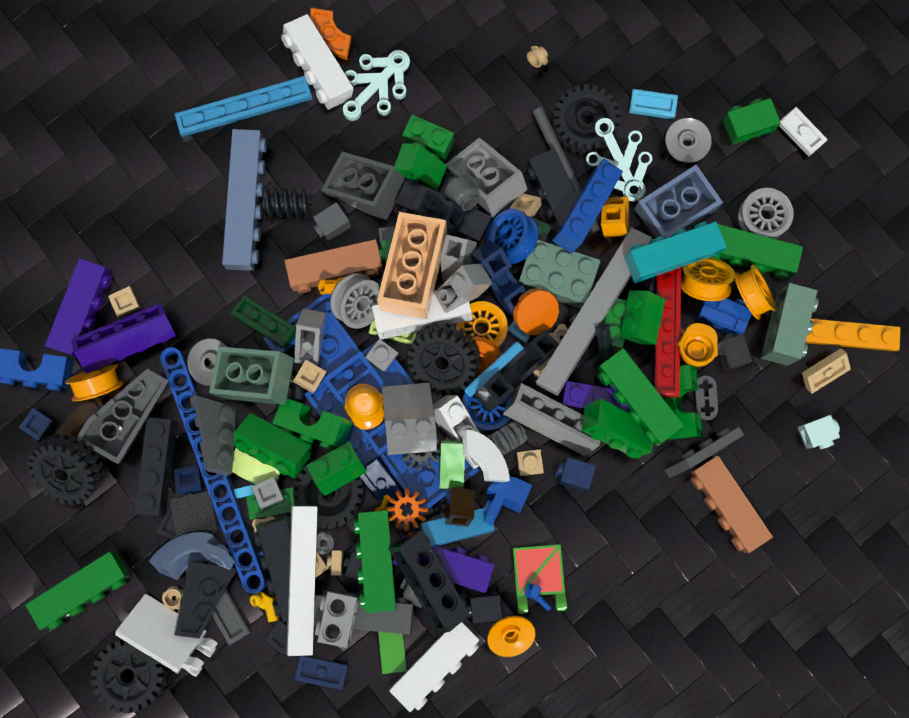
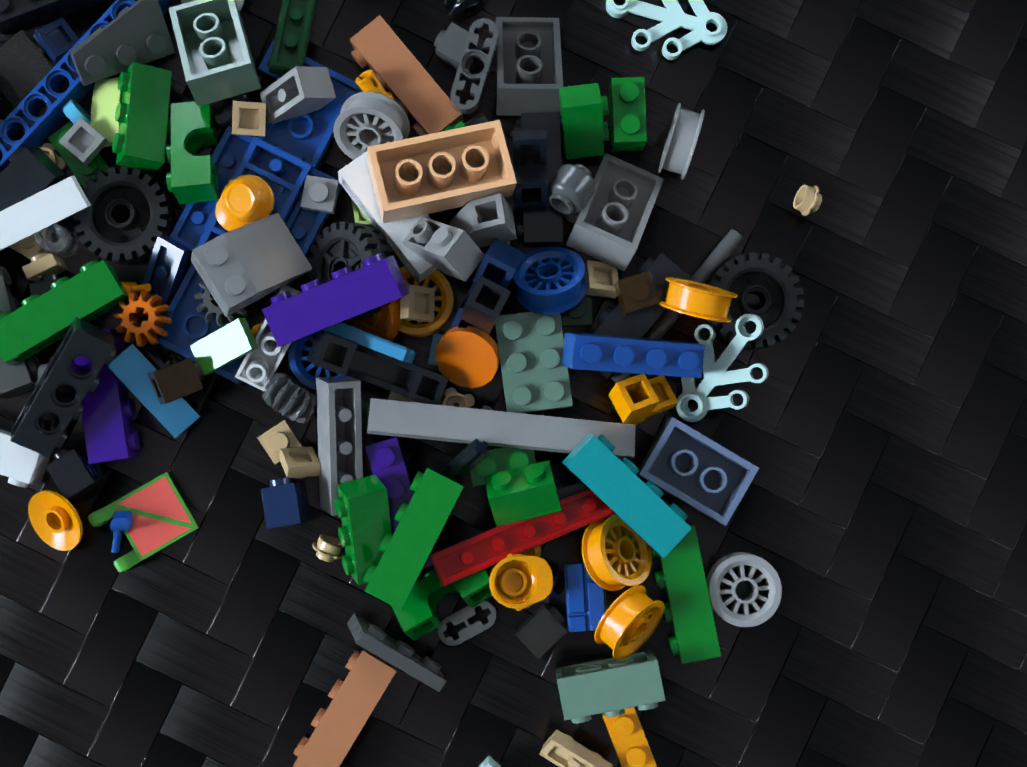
camera: 65 degrees right, 5 degrees up
(336, 468) = (146, 207): green brick -> none
(342, 199) = (489, 46): none -> dark grey beam
(464, 112) = (681, 141): none -> light grey wheel
(464, 371) = (336, 300): none -> dark purple brick
(486, 325) = (418, 304): none -> tan plate
(486, 455) = (252, 381): white tile -> none
(509, 494) = (227, 431): blue brick -> none
(513, 278) = (485, 304): none -> black brick
(550, 184) = (636, 293): none -> dark brown brick
(551, 453) = (299, 462): none -> tan plate
(573, 148) = (698, 299): none -> light orange wheel
(615, 464) = (328, 548): none -> tan plate
(653, 104) = (820, 377): medium azure tile -> none
(695, 133) = (808, 444): light grey dish -> none
(751, 120) = (860, 513): green brick -> none
(802, 131) = (879, 586): white plate -> none

